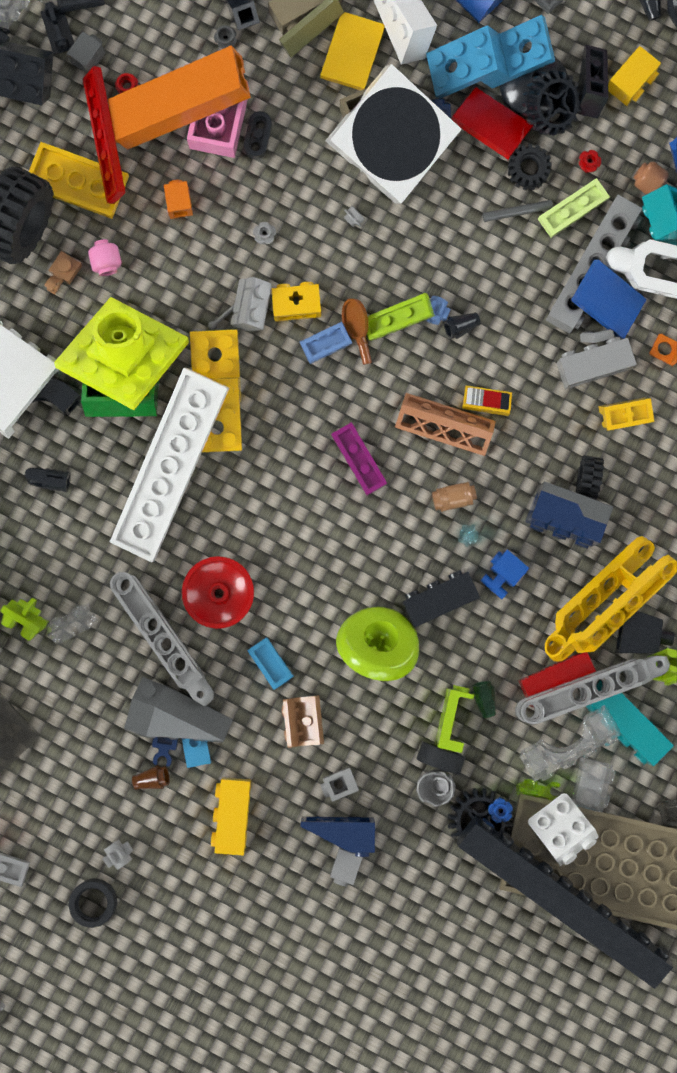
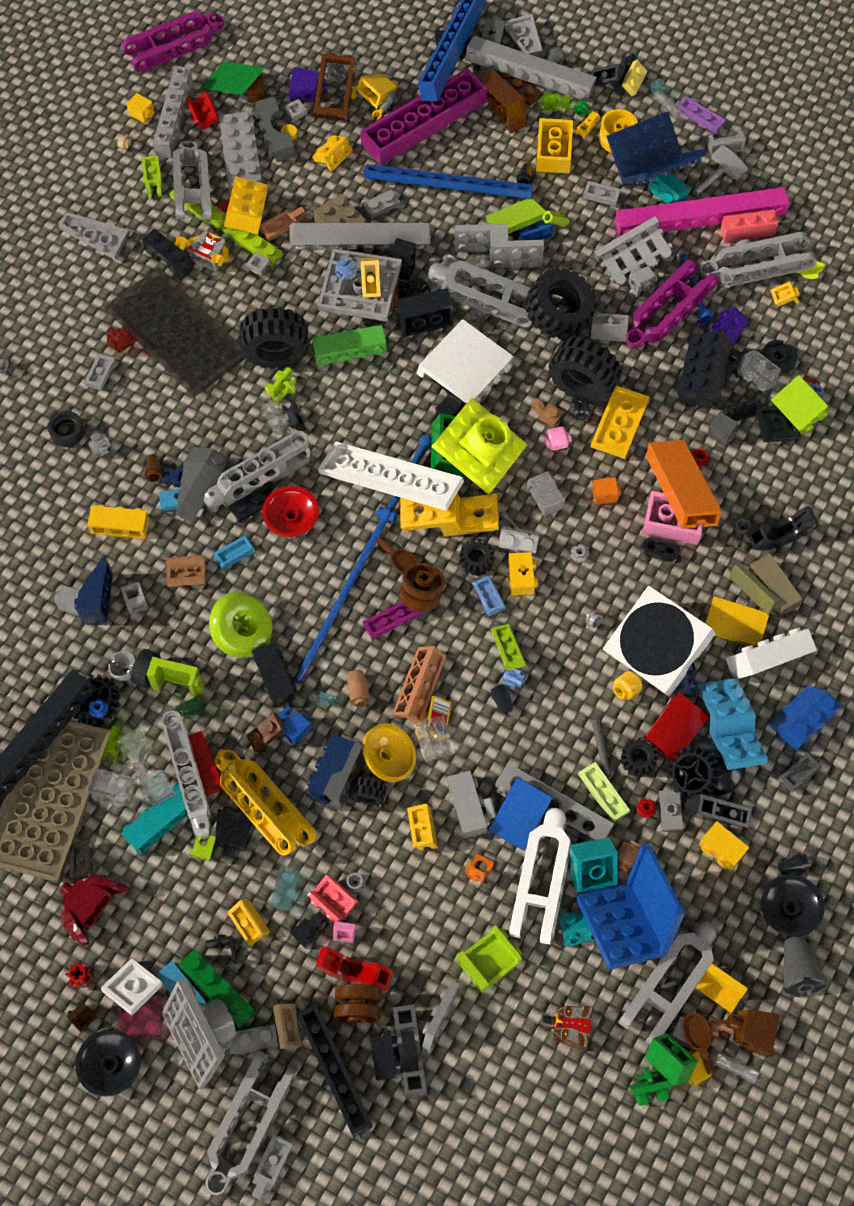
camera: 95 degrees right, 20 degrees down
(49, 479) = (386, 402): black hinge -> none
(59, 228) = (581, 410): none -> black wheel
(76, 597) = (295, 419): none -> black plate
(103, 135) = (657, 436): red tile -> none
(182, 272) = (545, 493): none -> light grey brick
(199, 644) = (251, 503): none -> black hinge
(215, 472) = (386, 515): none -> blue bar
(273, 344) = (477, 567): none -> black tyre
(278, 450) = (400, 558): none -> reddish brown piece
(323, 421) = (421, 587): none -> reddish brown wheel
(356, 324) = (503, 618): dark orange piece -> none
(442, 178) = (627, 685): none -> yellow head
(517, 403) = (434, 738): none -> clear bracket
(518, 603) = (265, 732): none -> reddish brown plate
(540, 454) = (396, 749): none -> yellow dish
(563, 829) = (76, 757): white bracket -> none
(591, 134) = (670, 811): none -> light grey plate

